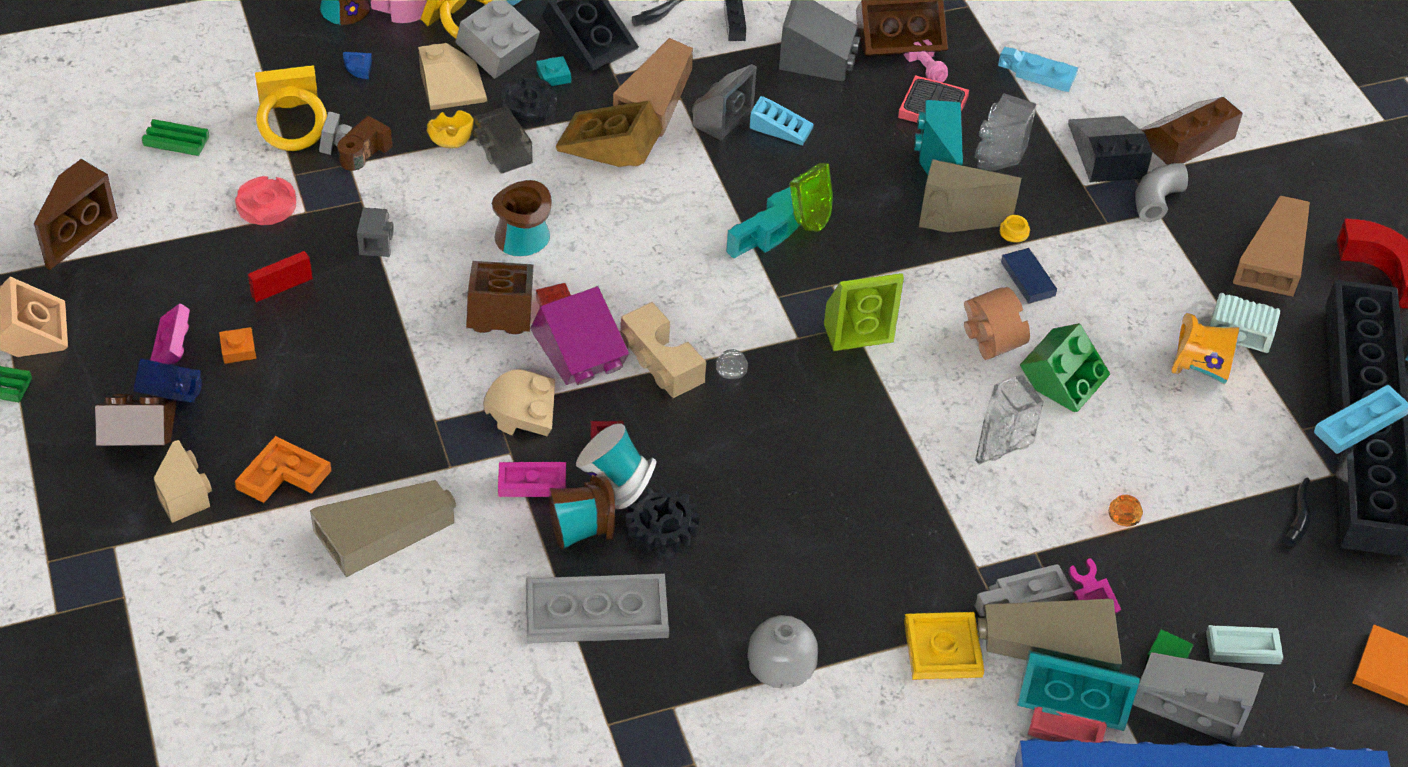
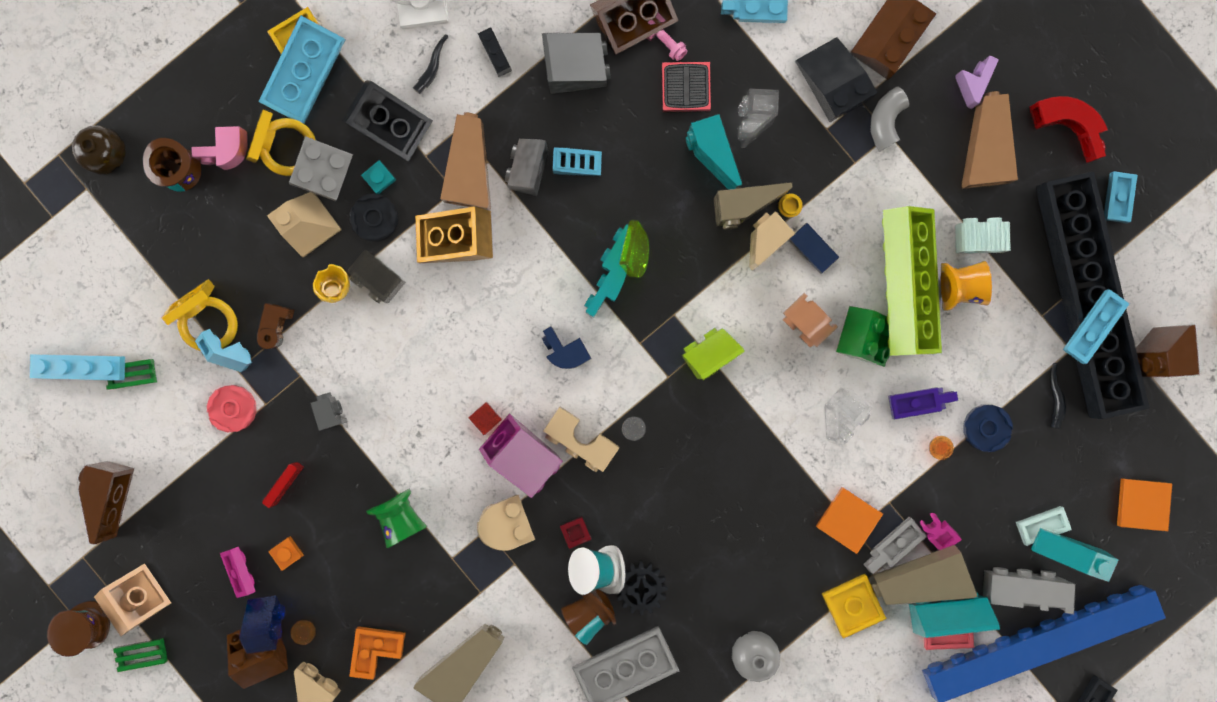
camera: 20 degrees left, 40 degrees up
(125, 110) = (77, 367): none -> medium azure plate
(205, 424) = (303, 632): none -> clear orange plate
(295, 146) = (232, 357): none -> medium azure slope
(332, 132) = (245, 326): light grey tile -> none
(358, 64) = (224, 233): blue tile -> none
(396, 341) = (397, 518): none -> green hat
(499, 297) = (445, 434): reddish brown slope -> none
(522, 218) = (428, 361): reddish brown hat -> none
(530, 478) = (541, 588): dark pink plate -> none
(685, 270) = (565, 357): none -> dark blue brick
(973, 548) = (849, 520): none -> orange tile
(976, 236) = (767, 237): none -> tan slope
(1114, 454) = (920, 402): none -> dark purple hinge
(1138, 324) = (911, 281): none -> lime brick
(1170, 645) = (998, 553): green tile -> none
(1196, 514) = (987, 428): none -> dark blue tile
(1270, 188) = (974, 85): none -> lavender slope
(1285, 680) = (1075, 554): none -> teal slope

